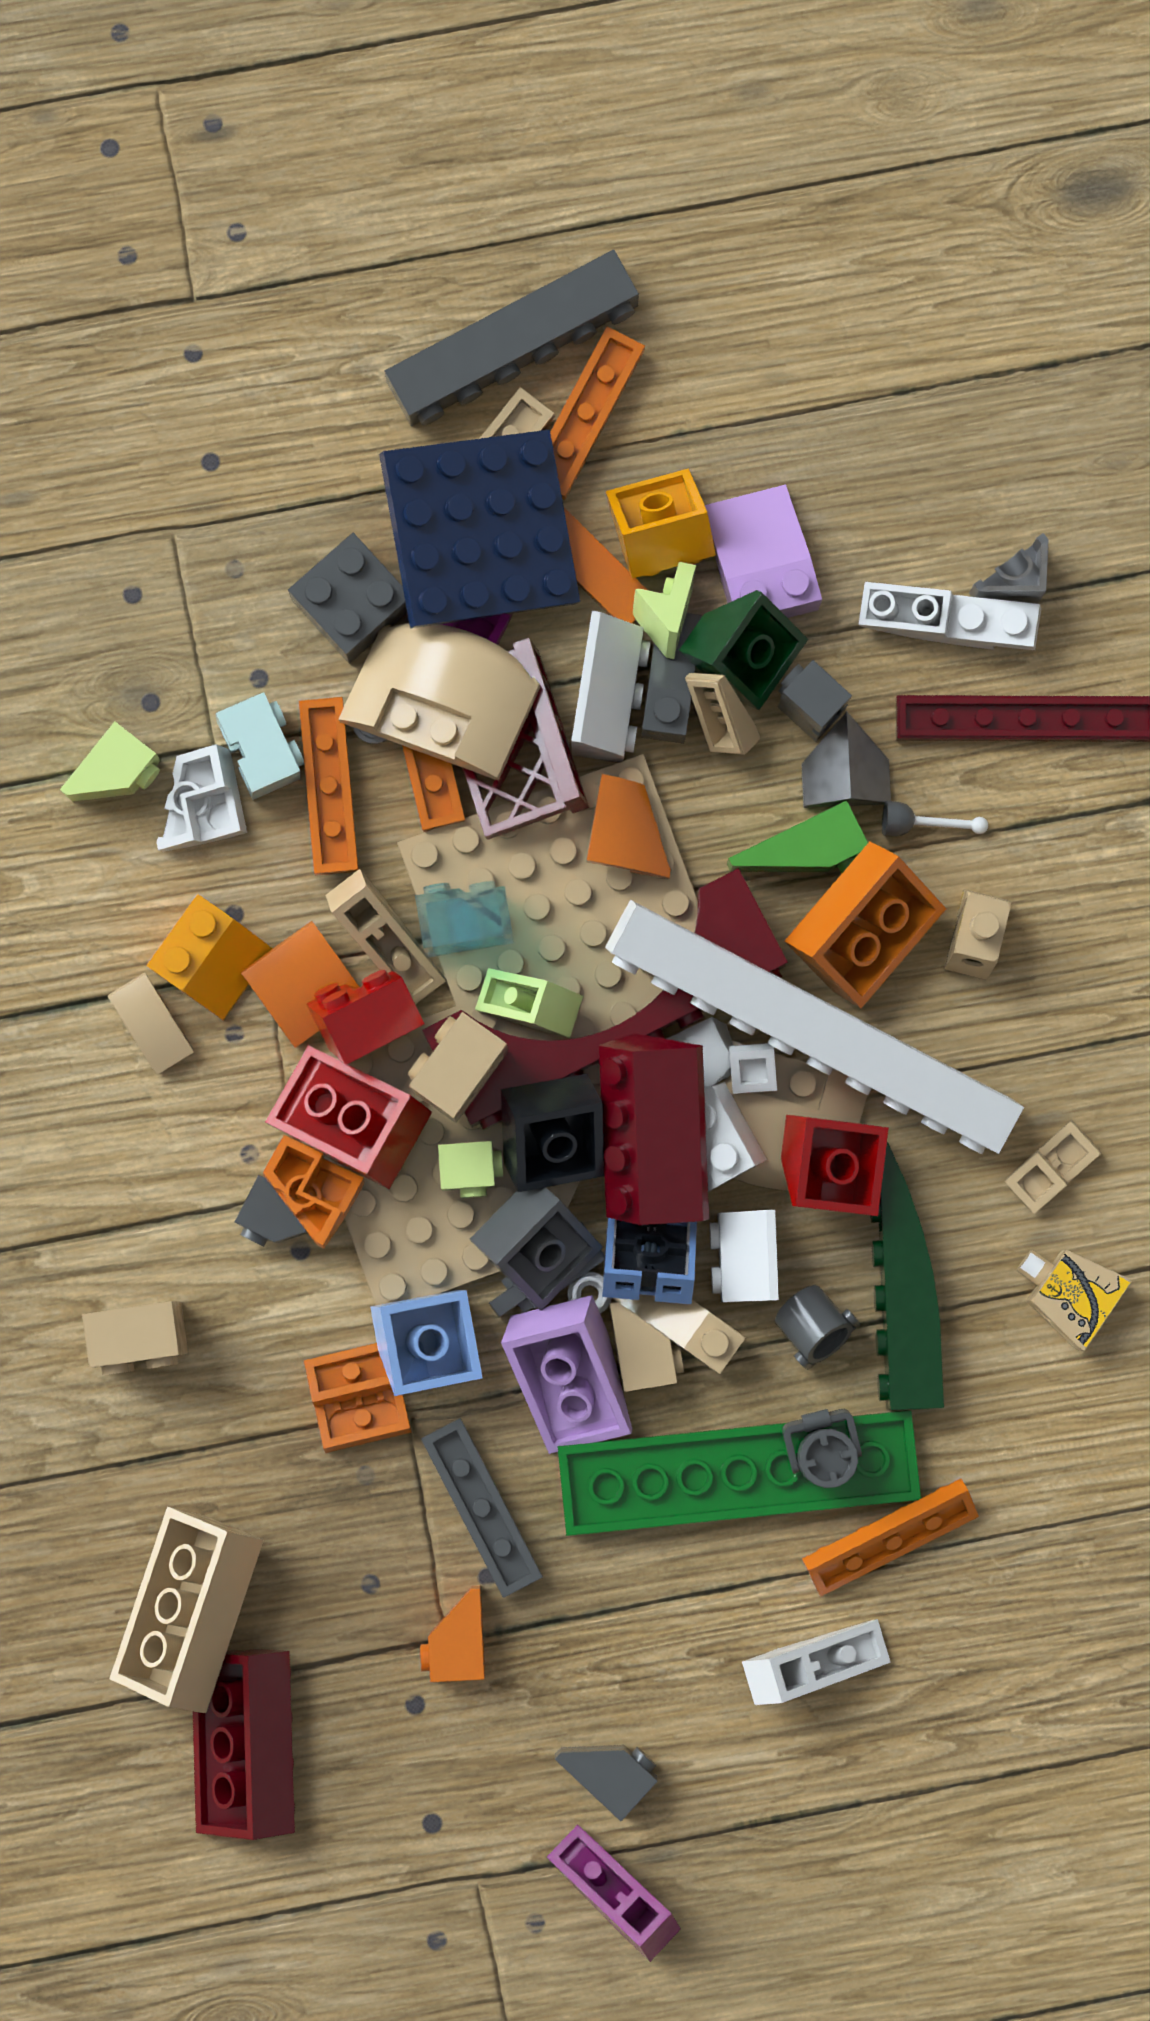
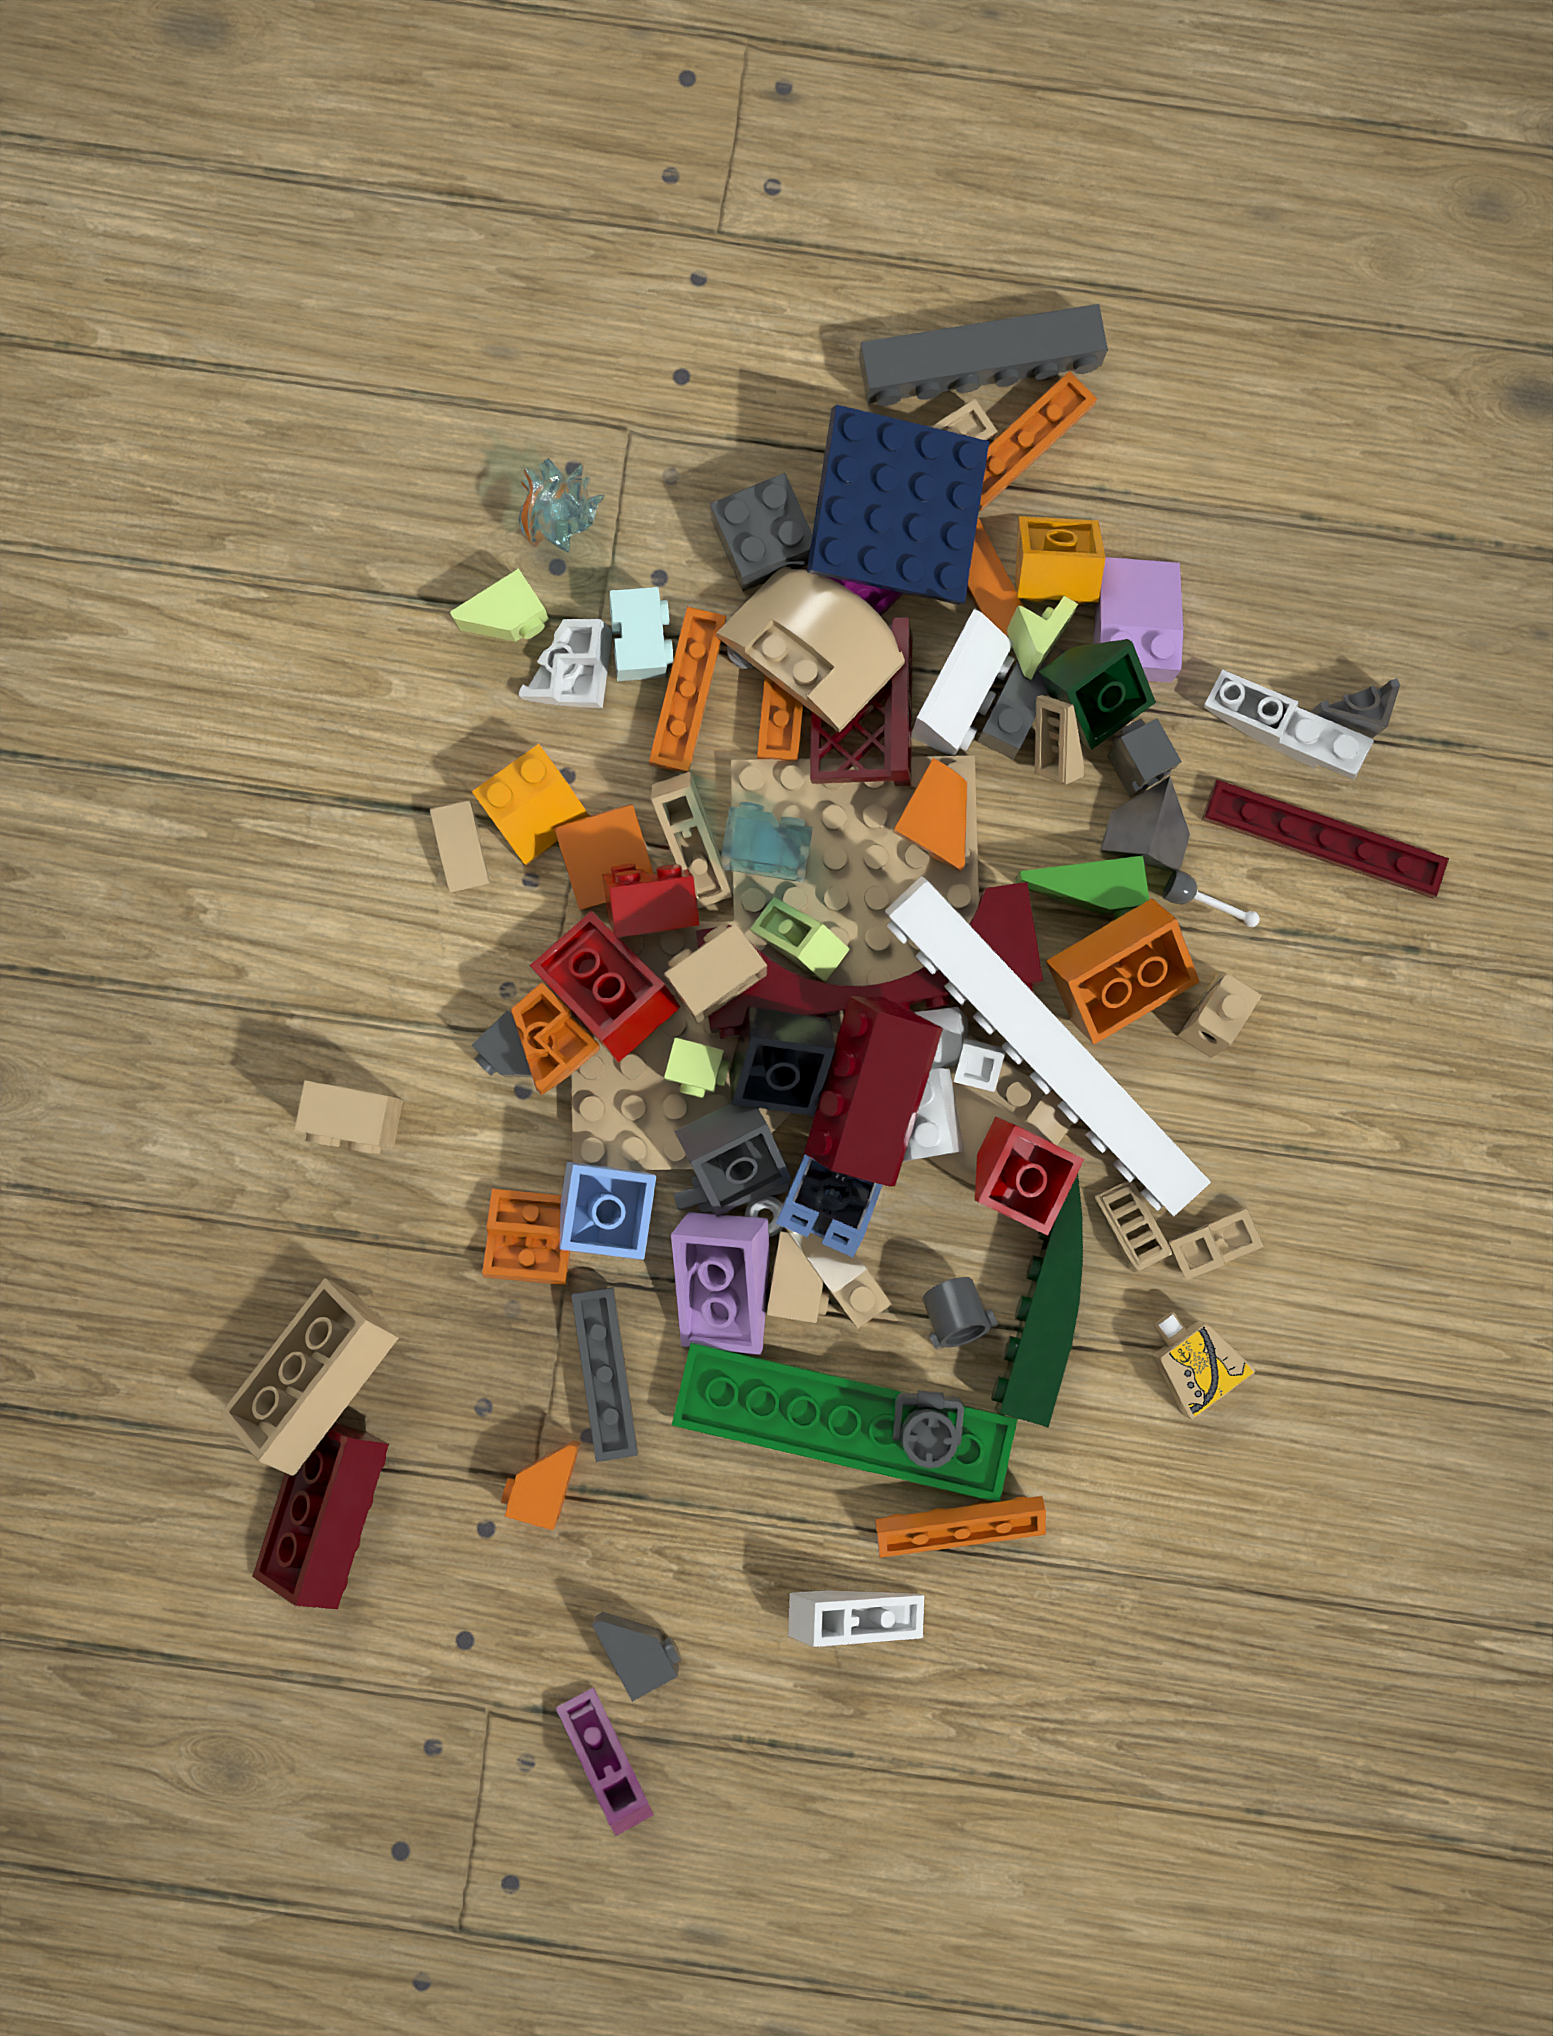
camera: 15 degrees right, 0 degrees up
(130, 643) = (556, 505): none -> clear light blue hair
(745, 1256) = (916, 1231): white slope -> none
(989, 1203) = (1145, 1218): none -> tan slope

